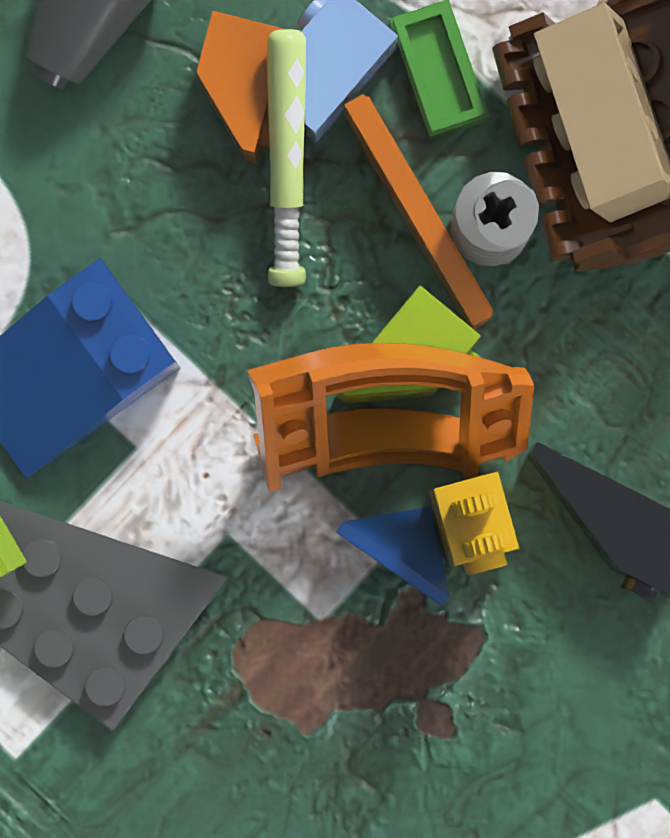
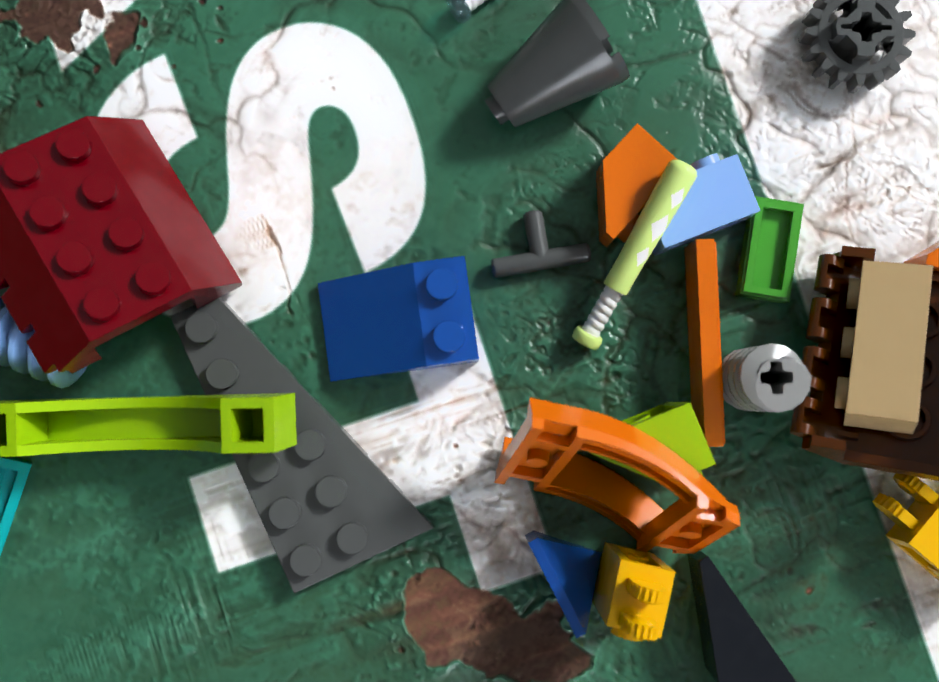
camera: 30 degrees right, 0 degrees up
(185, 212) = (539, 254): none -> dark grey piece

